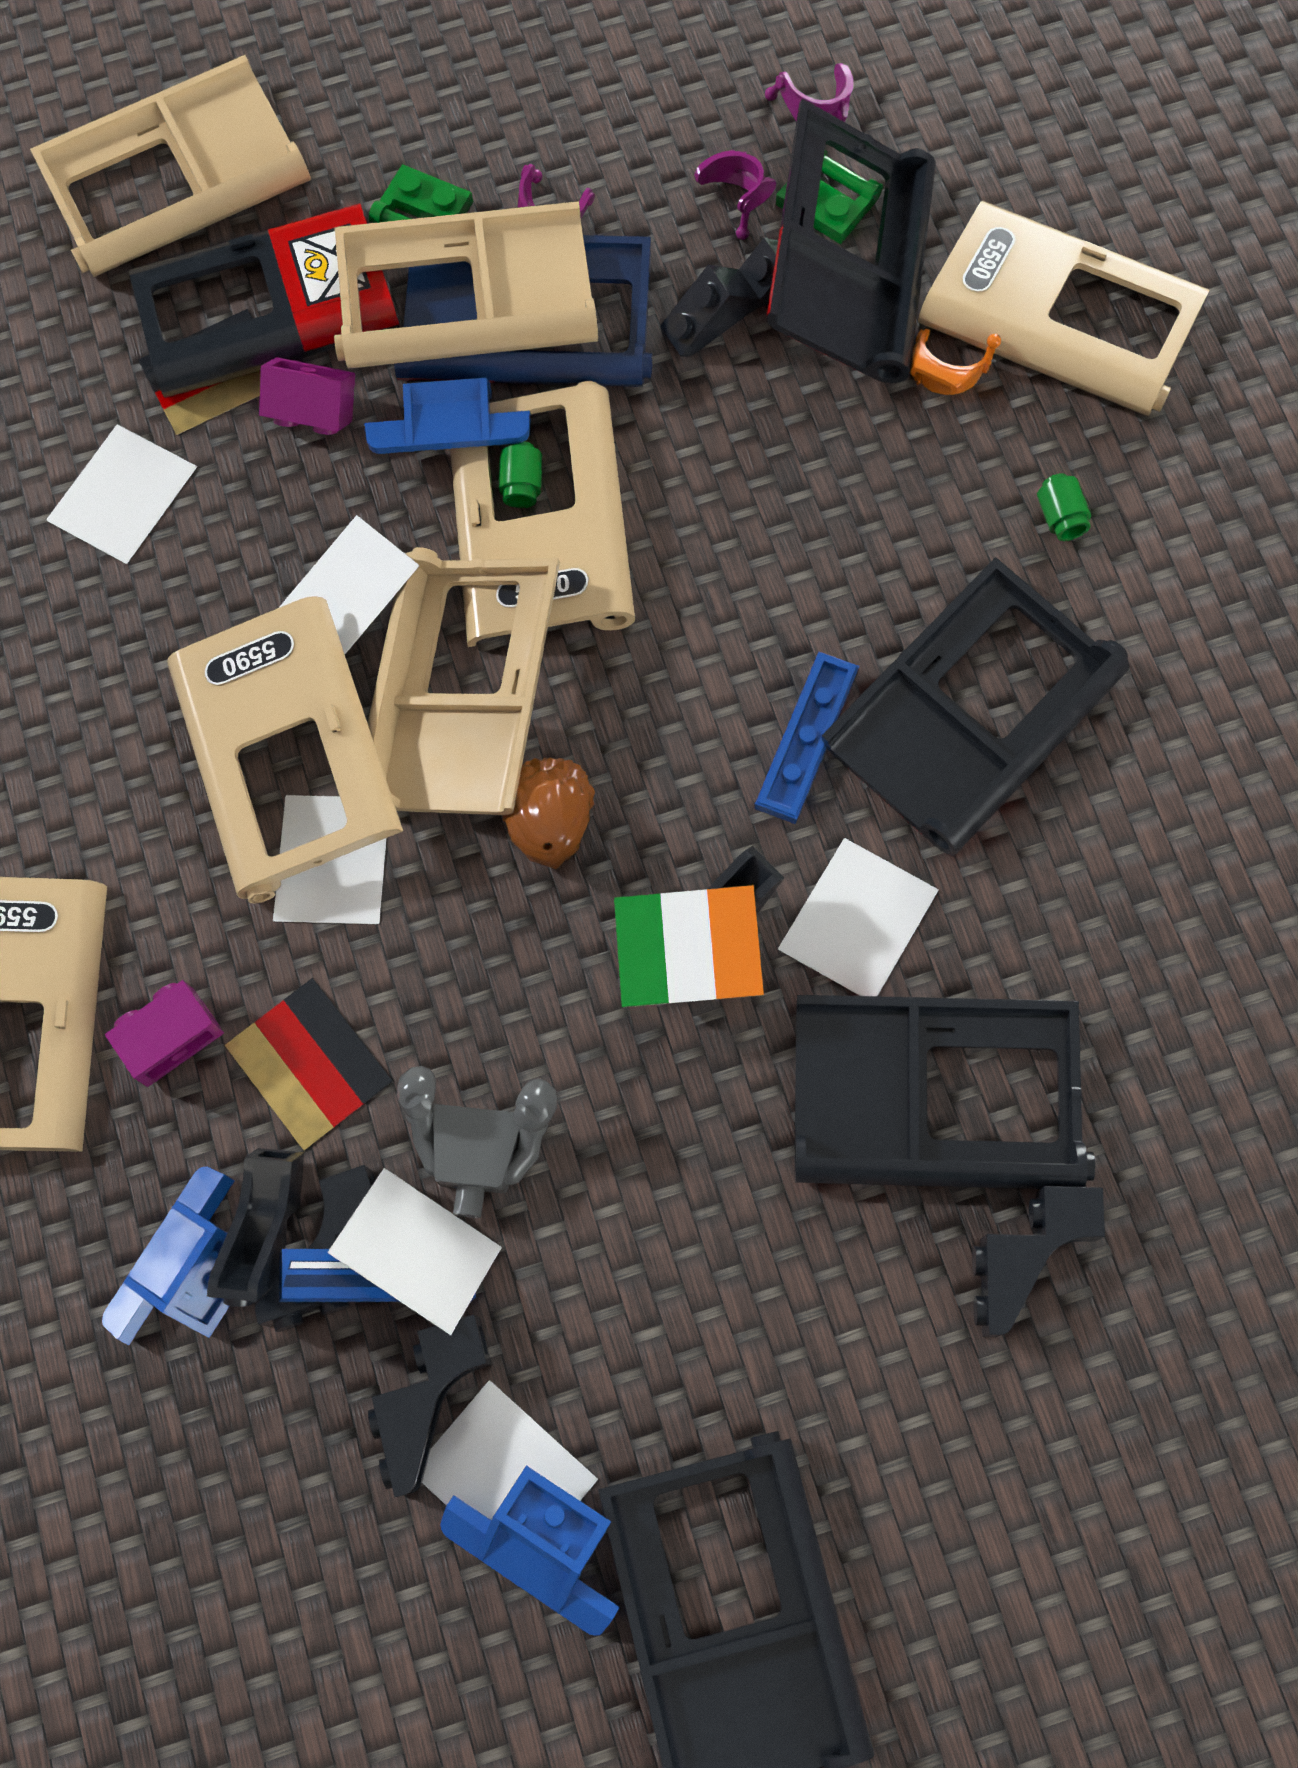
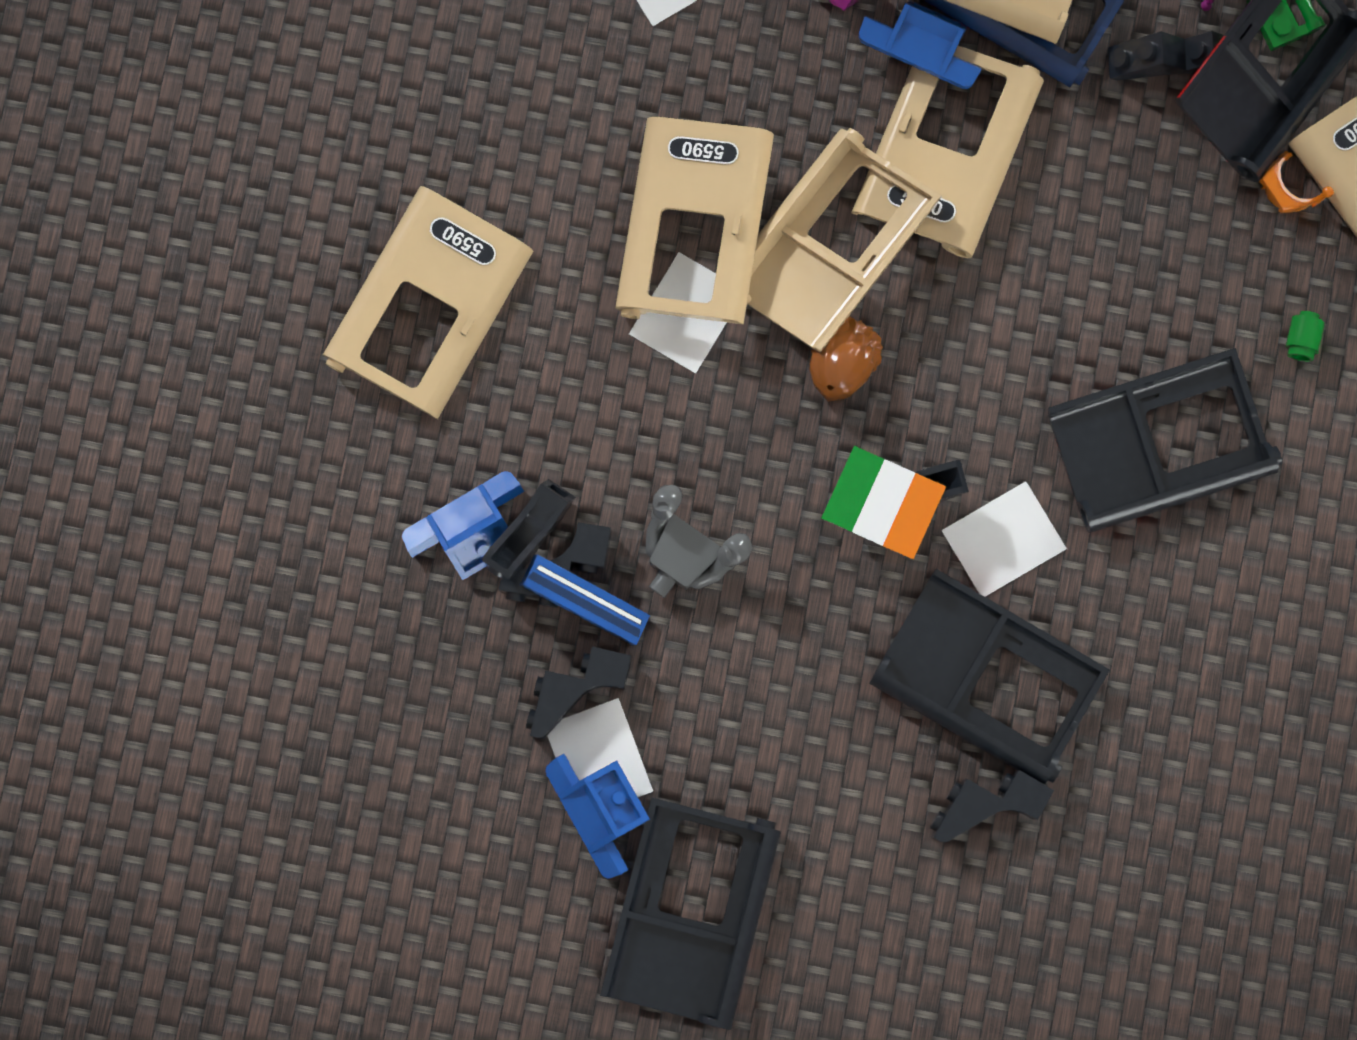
camera: 25 degrees right, 10 degrees up
(163, 1032) = (526, 373): magenta brick -> none
(308, 1063) = (605, 440): sticker -> none
(356, 579) = (802, 127): white sticker -> none
(415, 1251) = (616, 597): white sticker -> none
(520, 475) = (951, 109): green brick -> none
(802, 743) = (1033, 404): blue tile -> none

